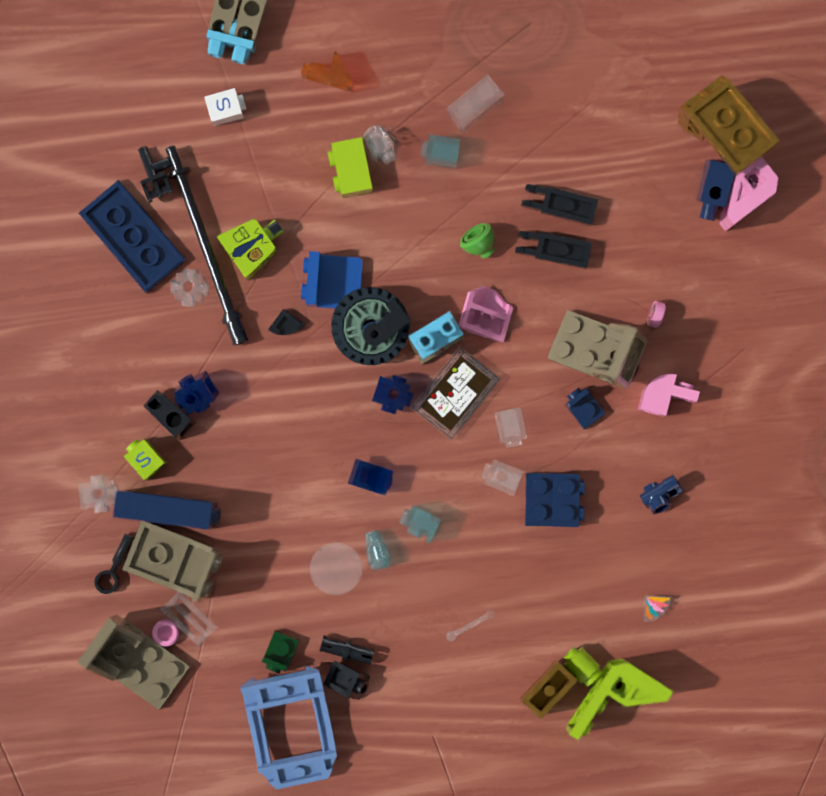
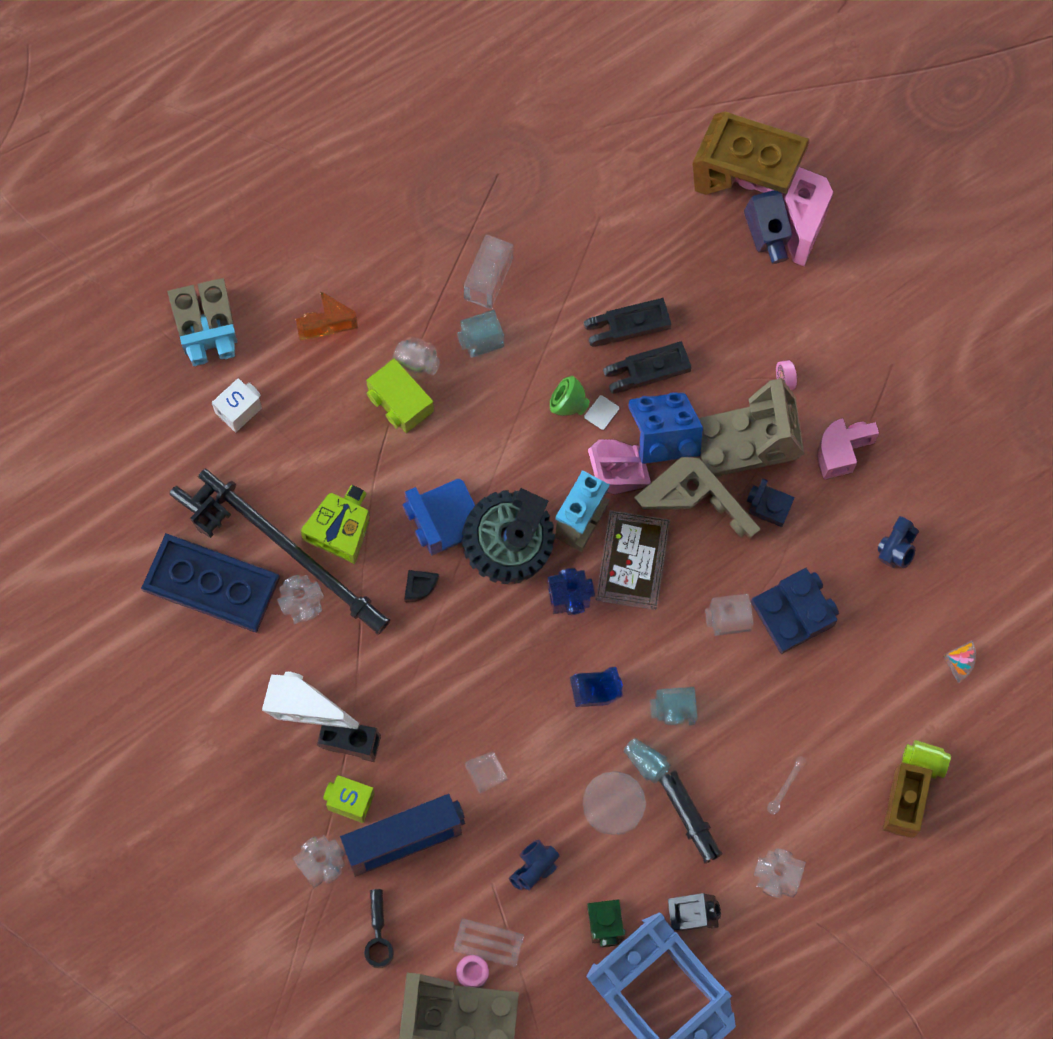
camera: 30 degrees left, 15 degrees down
(150, 370) = (297, 701): none -> white slope
(173, 561) = (439, 888): dark tan bracket -> none
(195, 393) = (369, 689): clear blue brick -> none
(255, 582) = (538, 863): none -> dark blue plate
(256, 493) = (485, 771): none -> clear slope
(346, 650) = (675, 881): black pin -> none
(385, 610) = (692, 820): none -> black pin
(430, 696) = (789, 867): none -> clear brick
(499, 263) = (601, 412): none -> white sticker
(510, 427) = (708, 560): clear brick -> none
(511, 362) = (671, 492): none -> dark tan bracket
(539, 304) = (666, 427): none -> blue bracket
(635, 690) = (977, 753): lime bracket -> none

